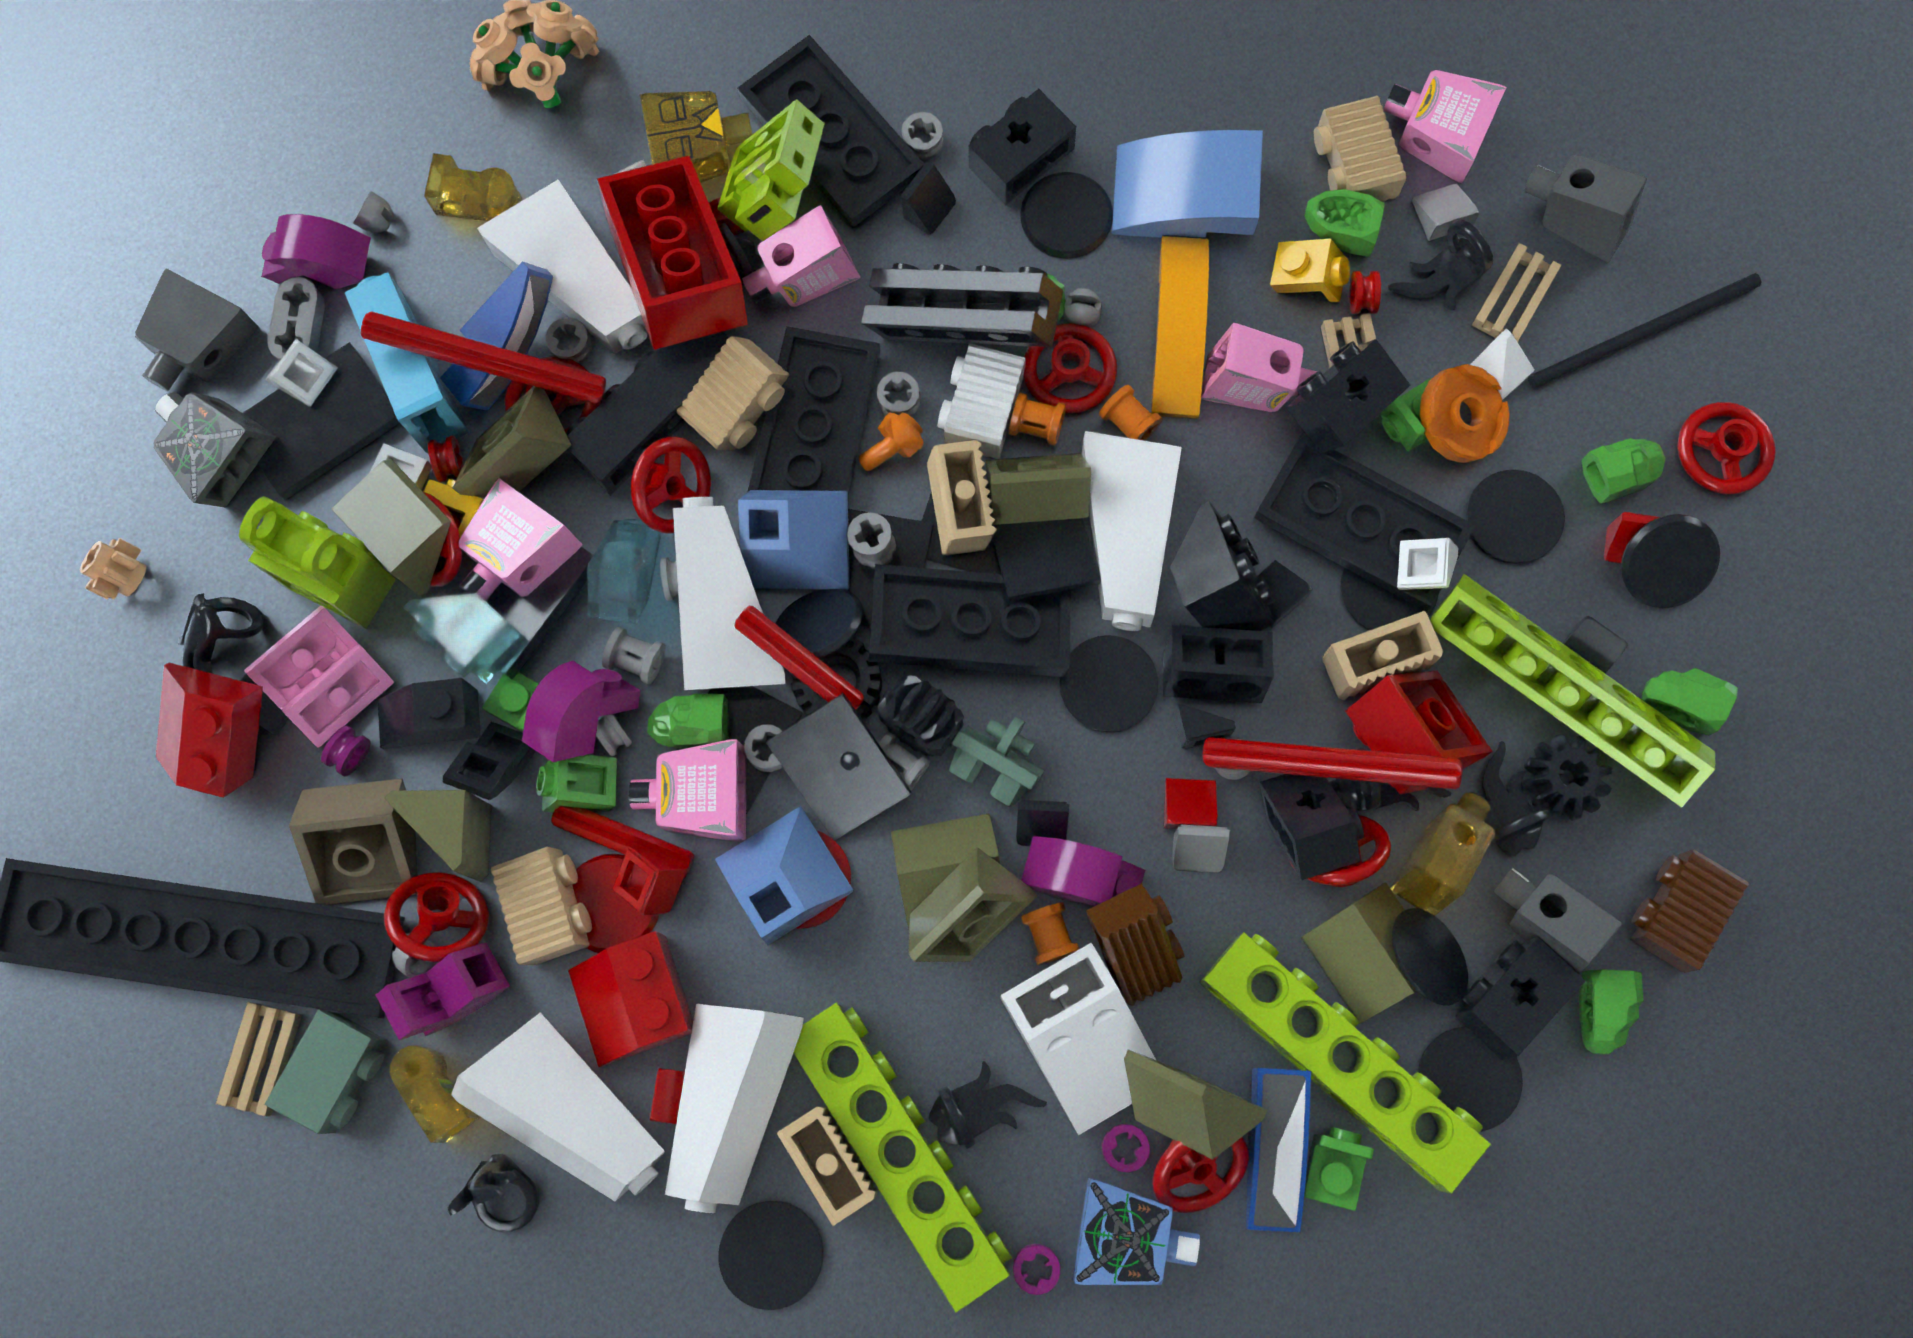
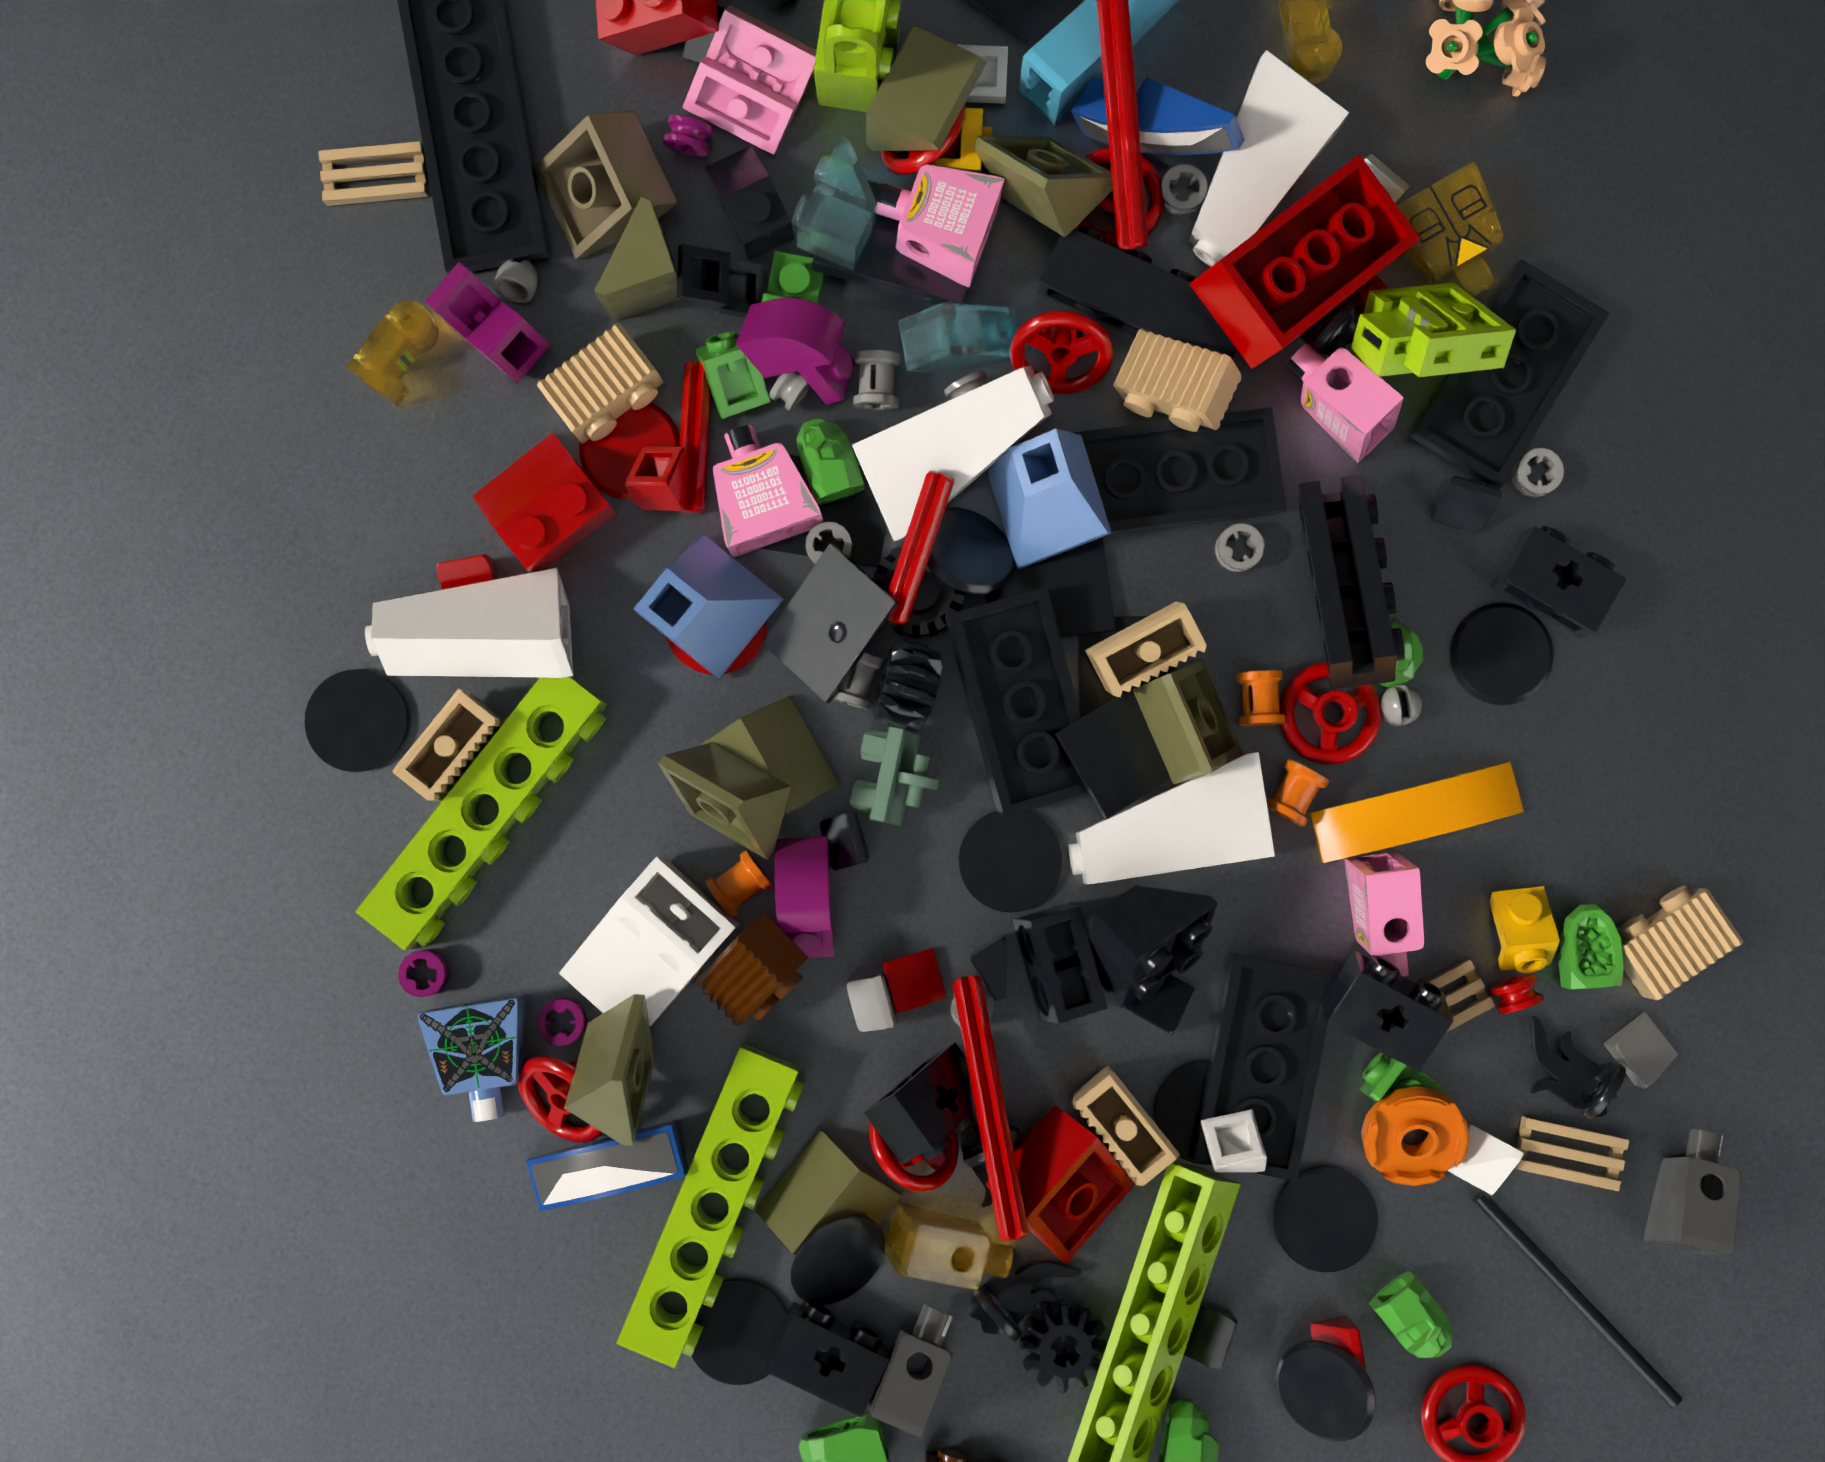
camera: 70 degrees right, 10 degrees up
(327, 1073) = (379, 244): sand green brick -> none
(441, 893) = (576, 287): red piece -> none
(445, 458) = (1015, 114): red bush -> none
(484, 1187) = (342, 443): black piece -> none
(561, 1109) = (416, 477): white slope -> none
(866, 525) = (1071, 559): light grey bush -> none
(900, 435) = (1194, 565): orange plate -> none
(969, 1110) = (548, 863): black piece -> none
(983, 398) = (1261, 635): white brick -> none
(1188, 184) = (1575, 771): medium blue slope -> none
(1336, 1168) = (609, 1227): bright green bracket -> none
(1446, 120) = (1745, 1023): bright pink torso -> none

